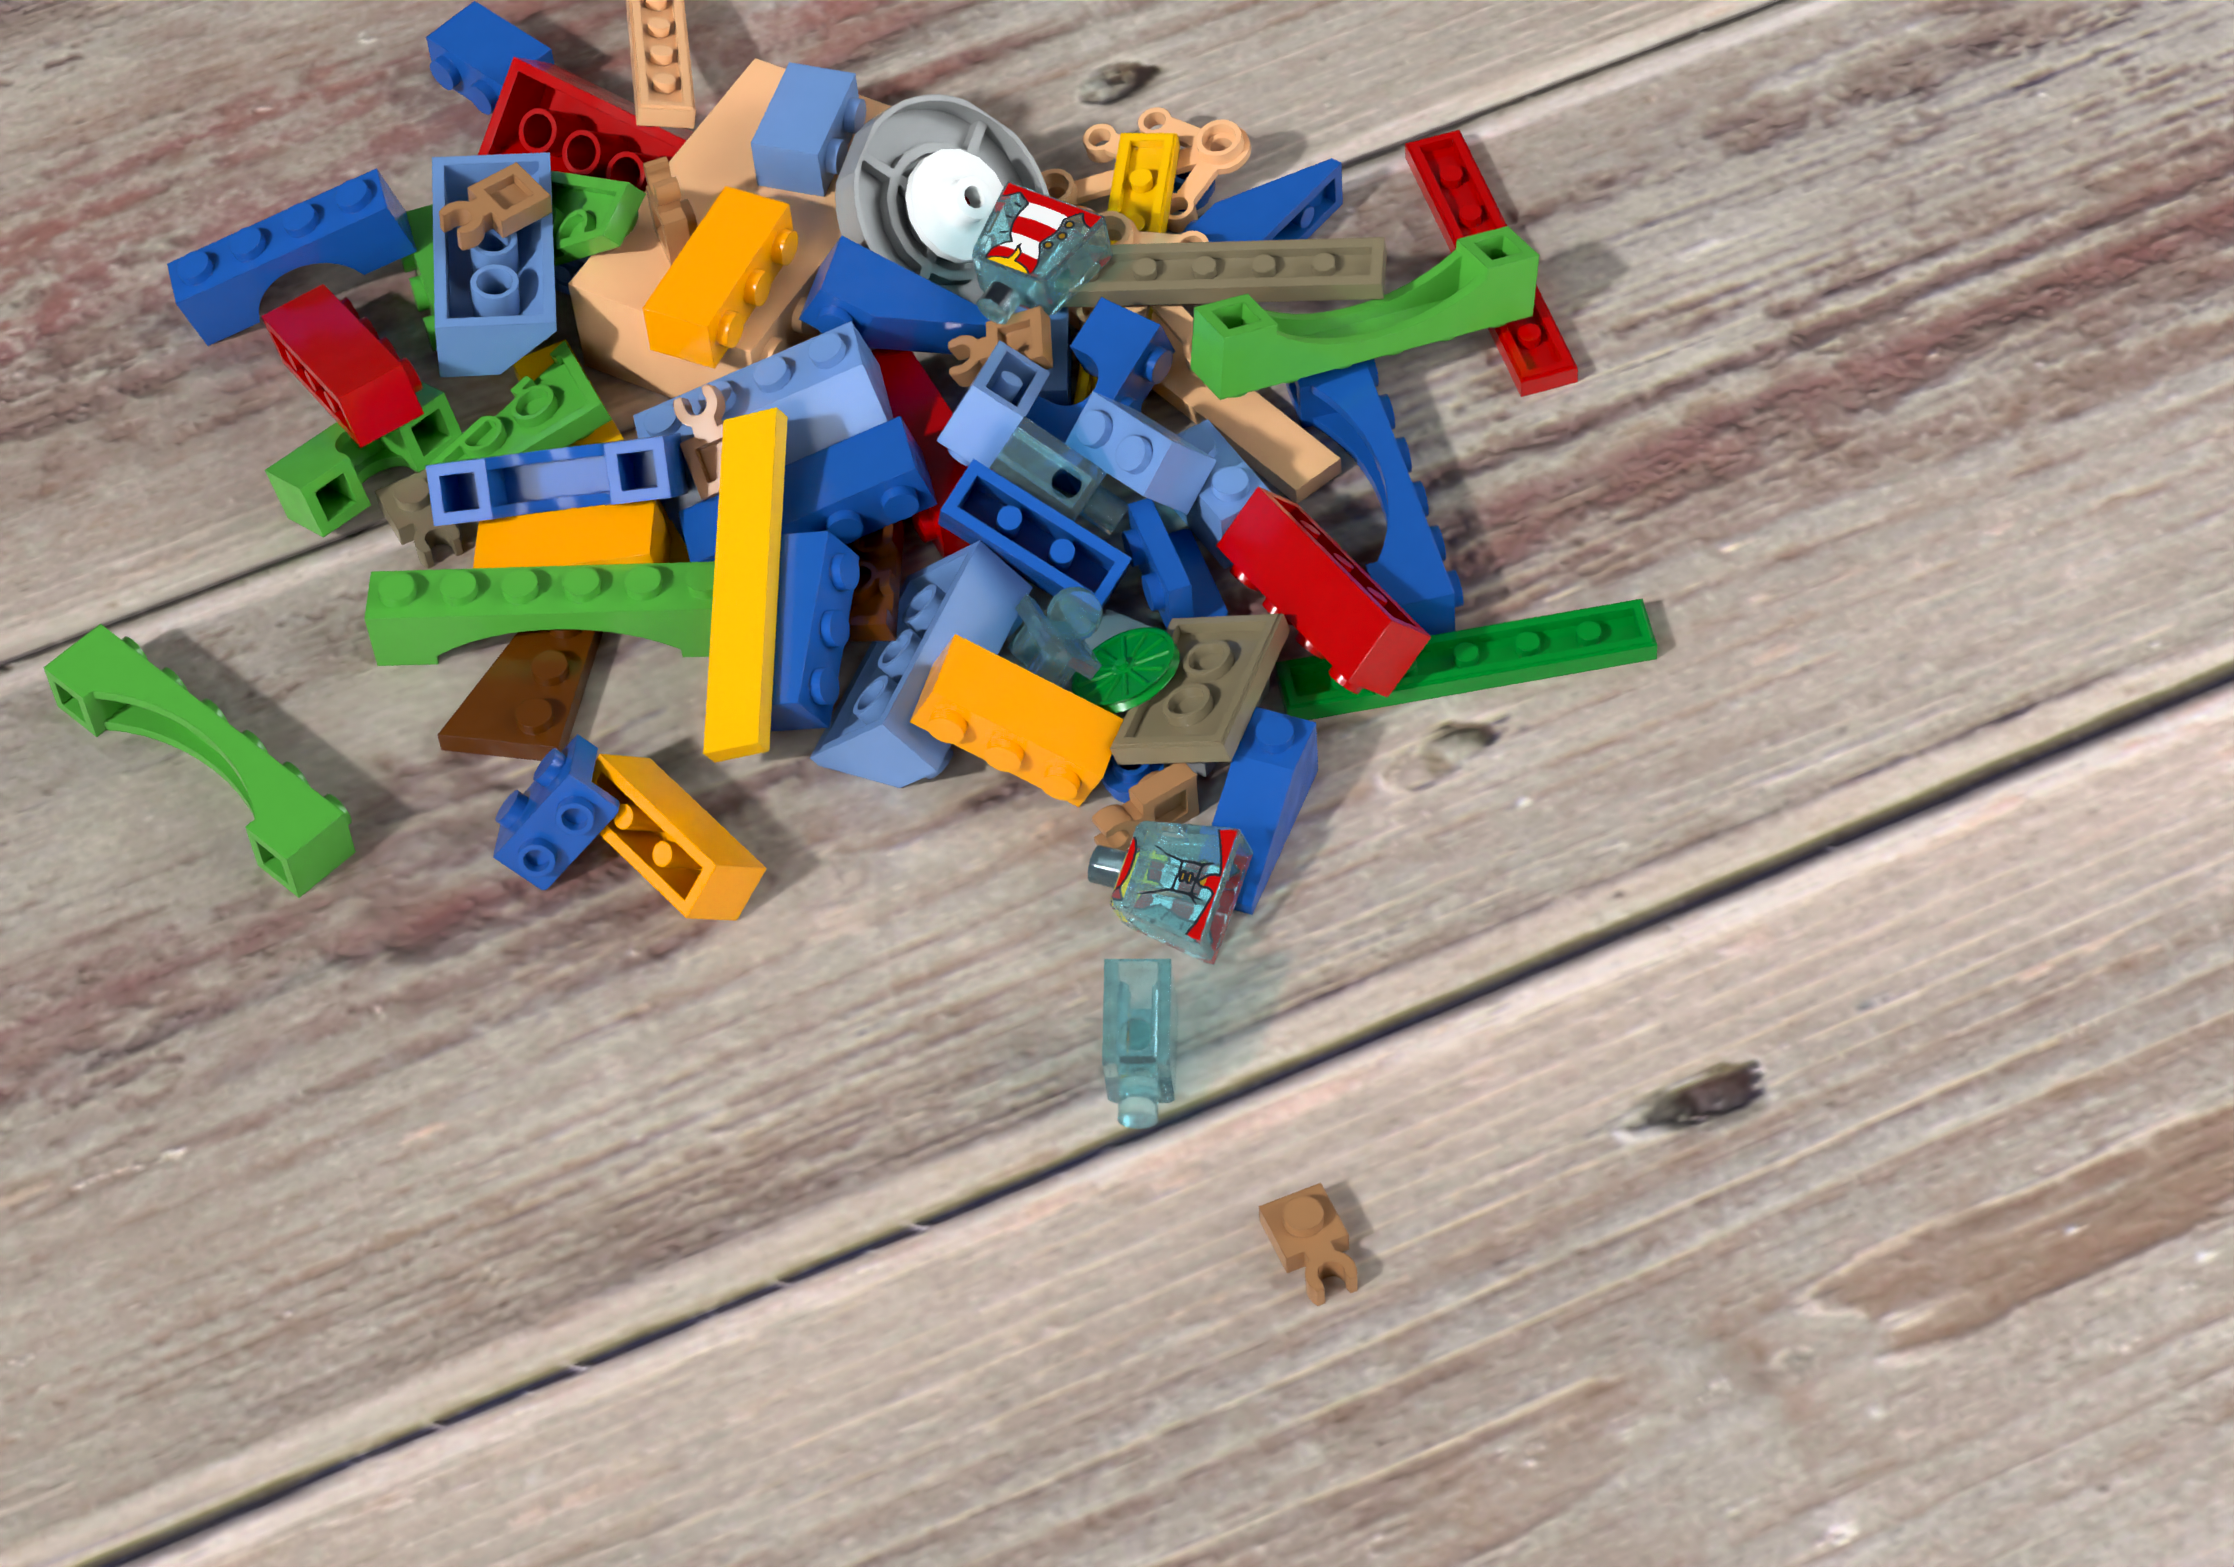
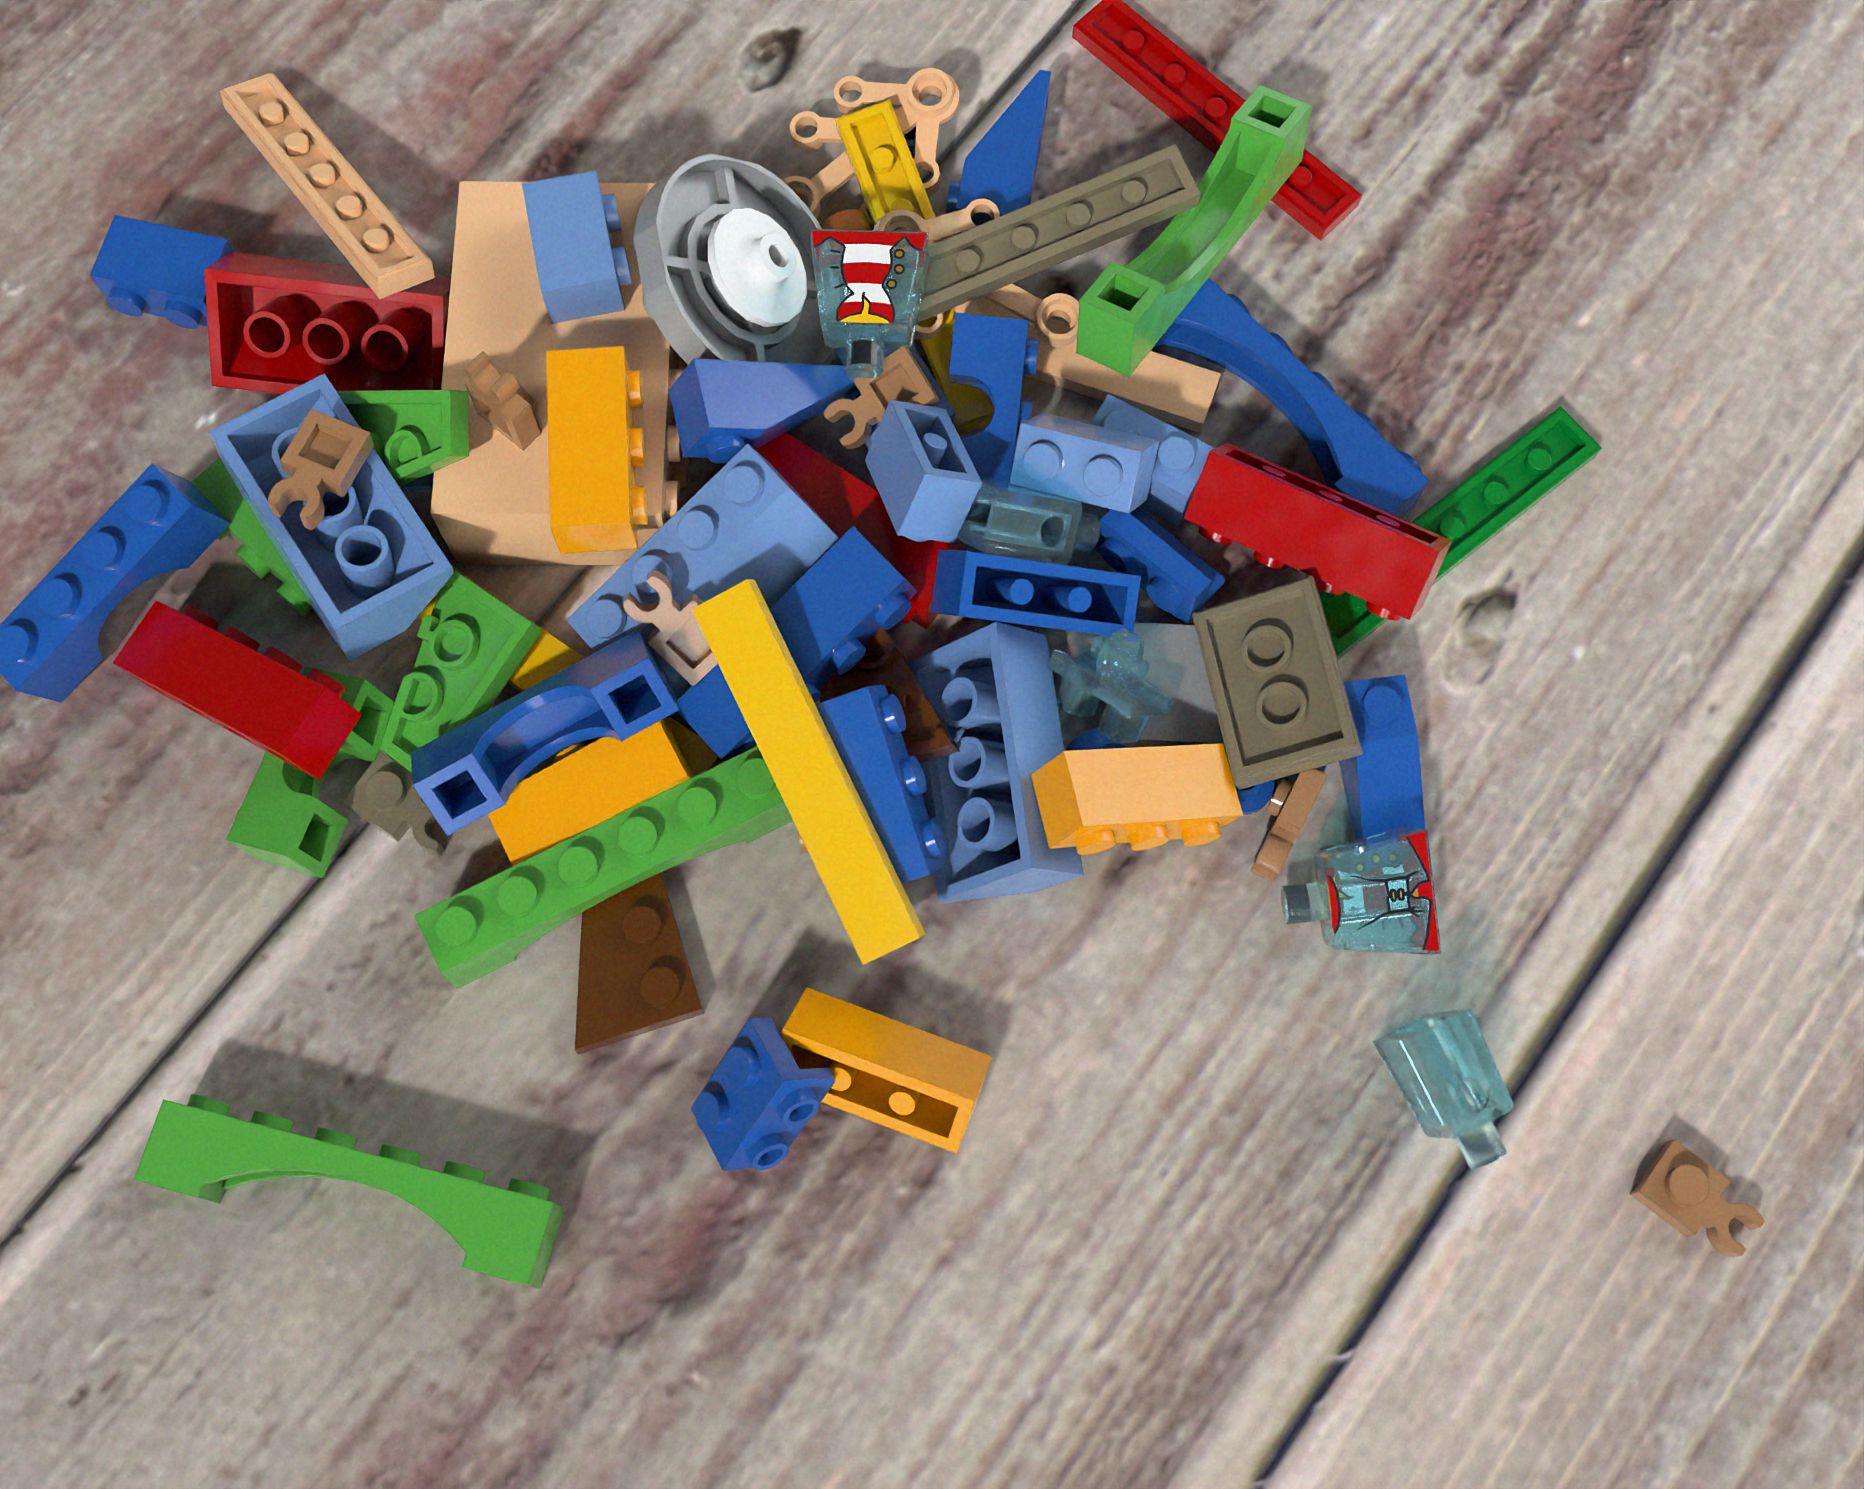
camera: 35 degrees left, 20 degrees up
(1132, 669) = (1206, 689): green wheel -> none

